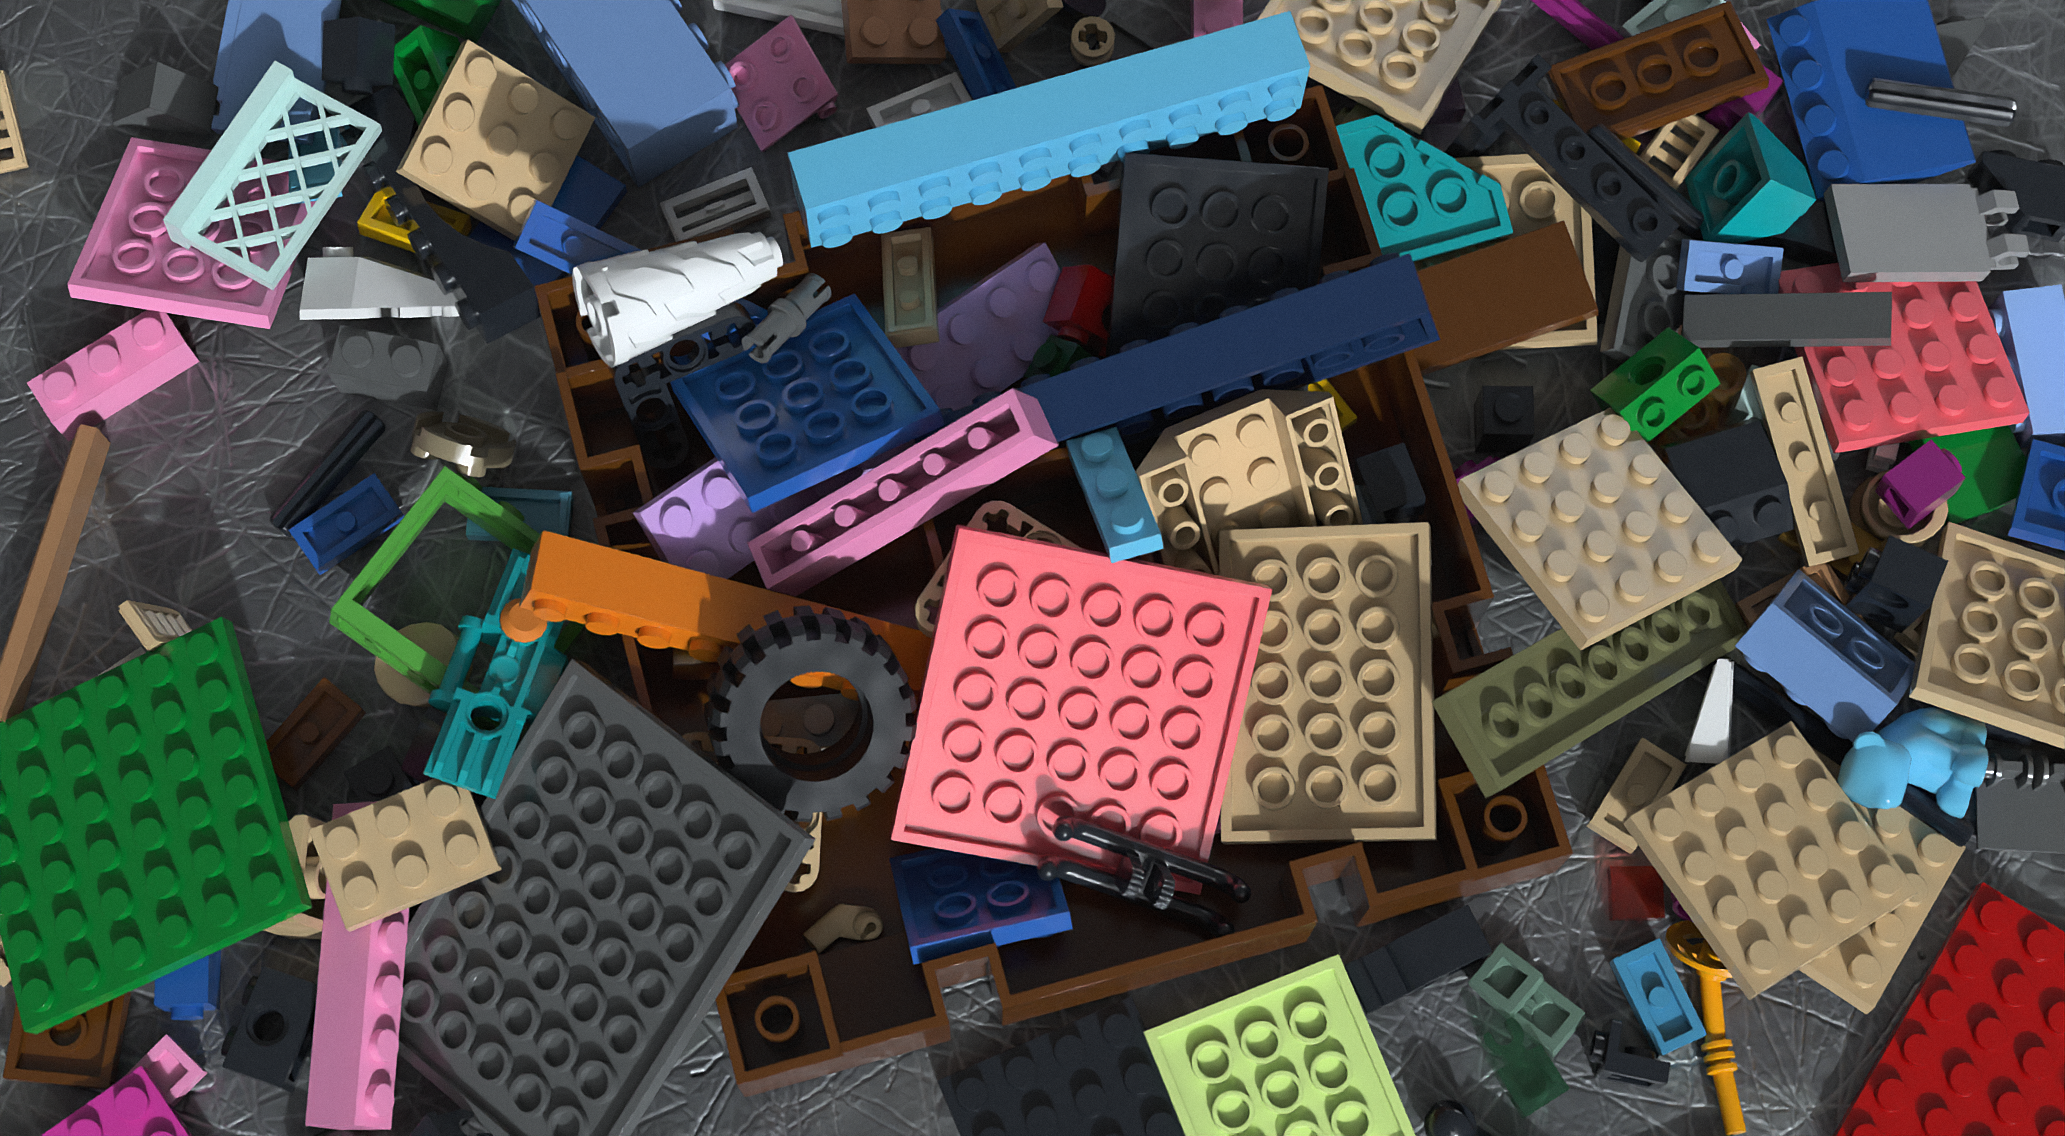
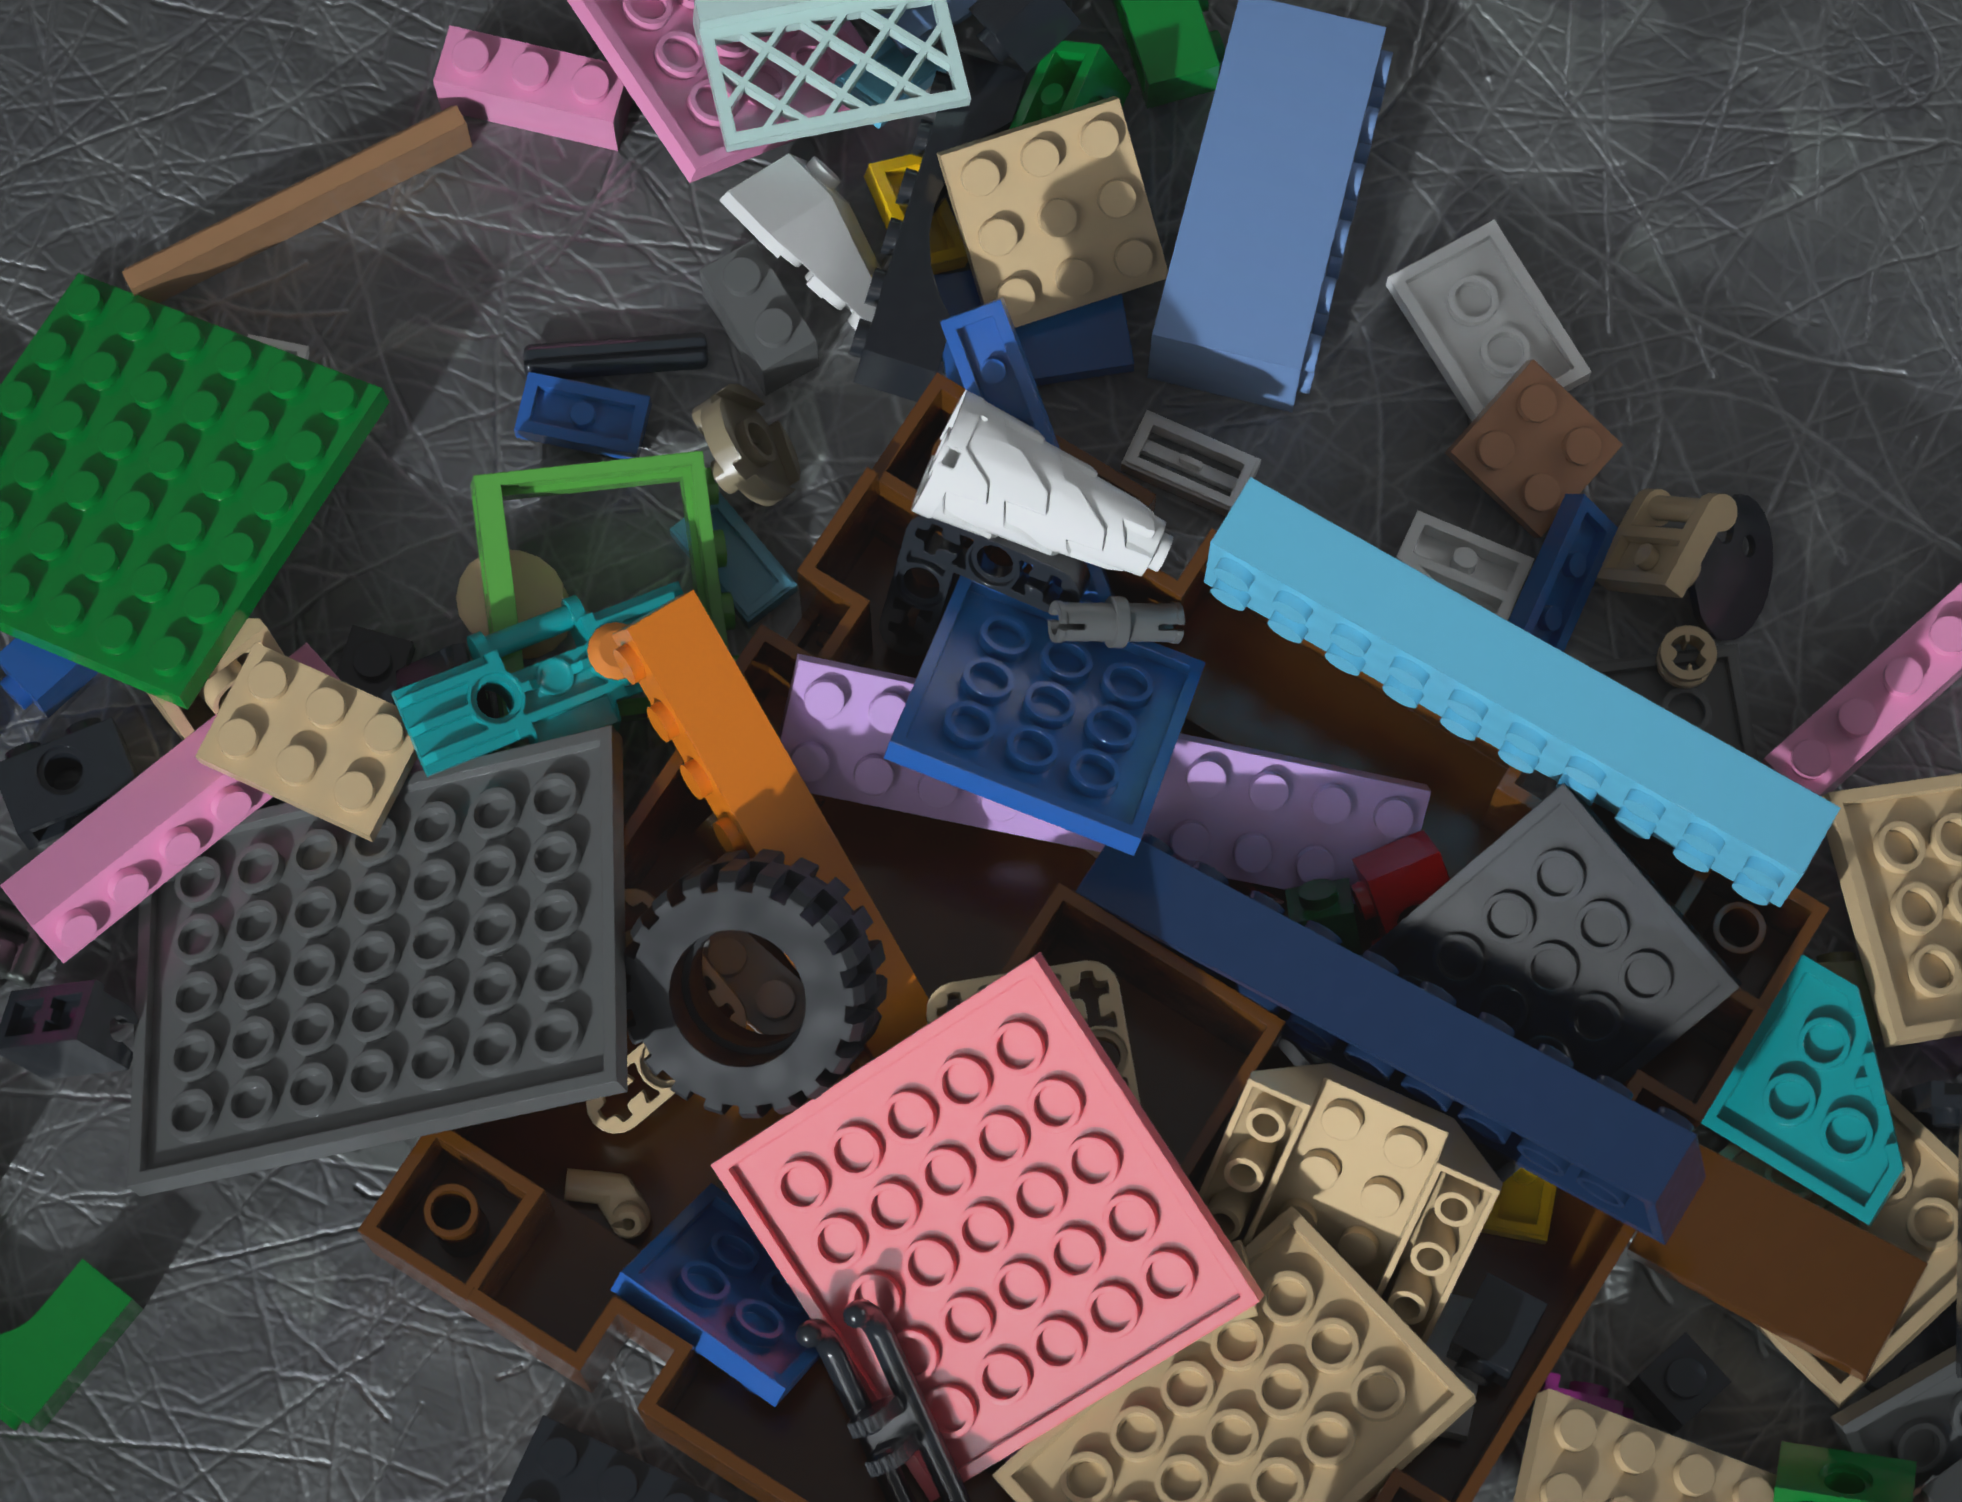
camera: 50 degrees right, 0 degrees up
(153, 623) = (332, 339): tan slope -> none
(312, 733) = (361, 564): reddish brown plate -> none
(780, 84) = (1365, 409): bright pink hinge -> none
(903, 493) = (1036, 878): bright pink brick -> none
(910, 287) = (1263, 708): tan tile -> none
(1114, 495) = (1212, 1072): medium azure plate -> none

